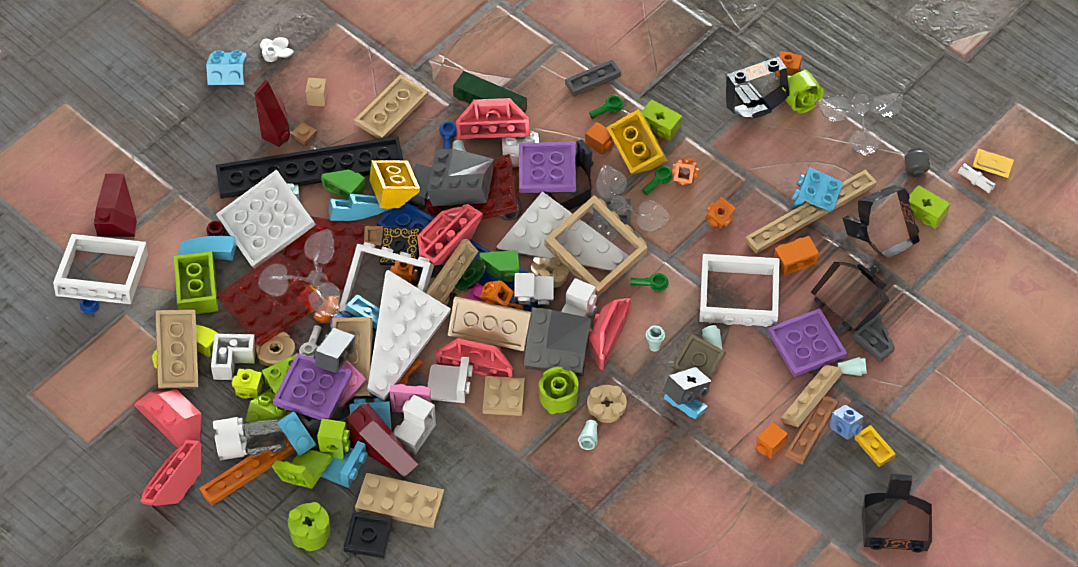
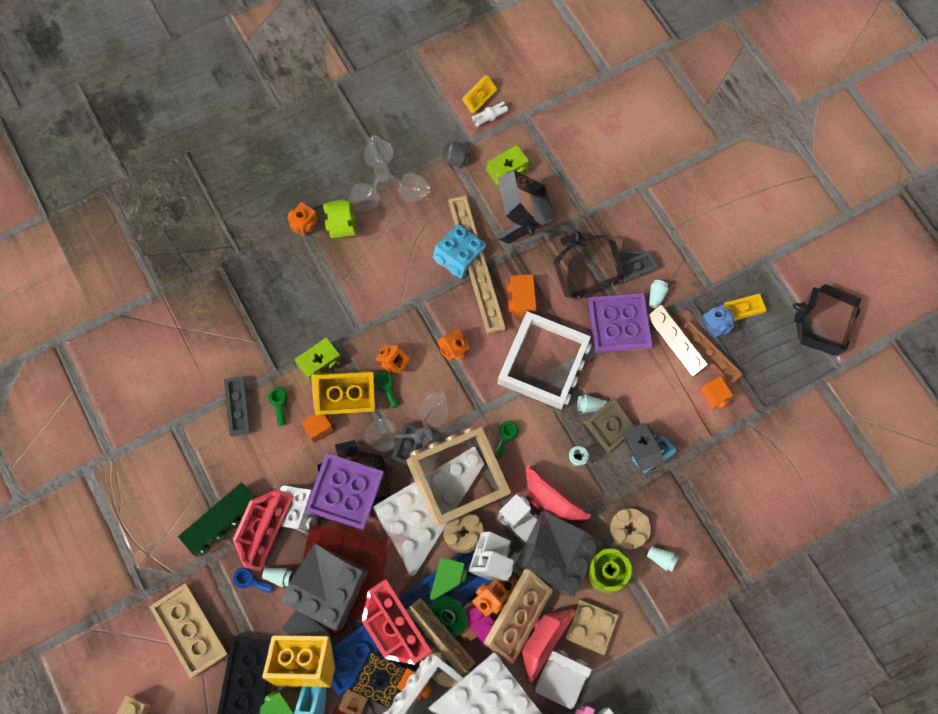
camera: 75 degrees left, 15 degrees up
(752, 101) = (332, 256): black piece -> none

